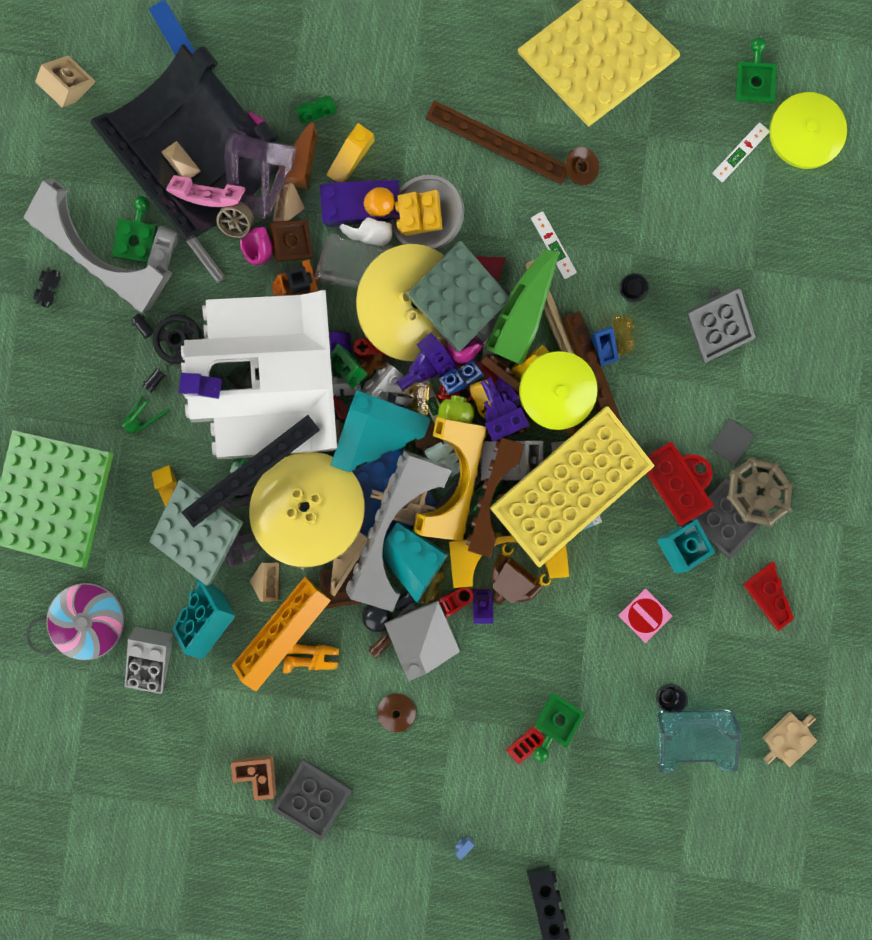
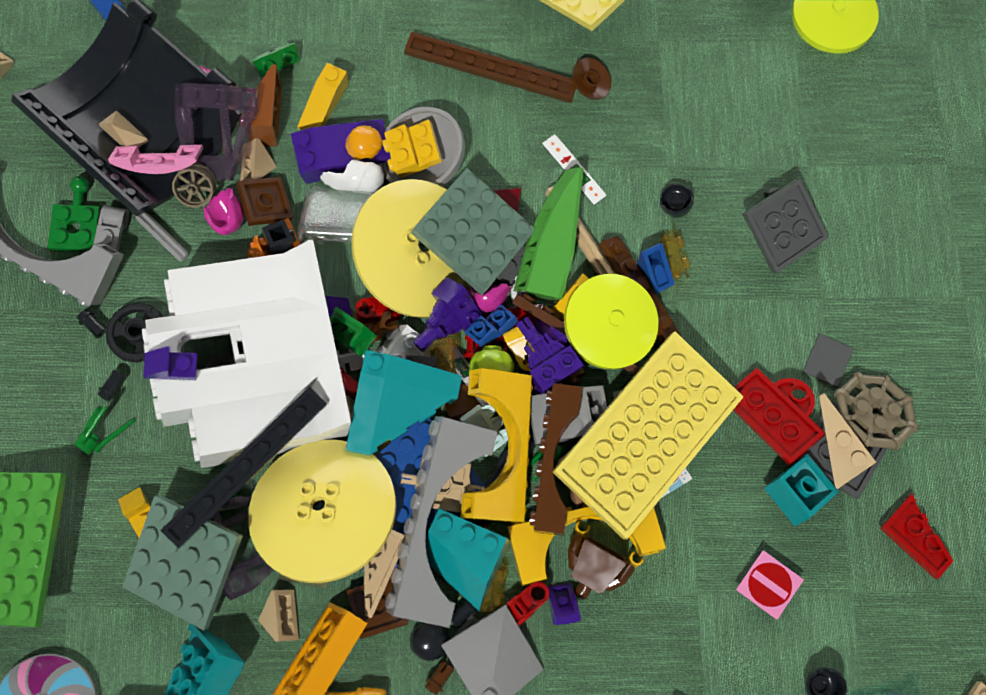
camera: 15 degrees left, 15 degrees down
(727, 521) = (846, 451): none -> tan wing
(741, 152) = (765, 45): white sticker -> none

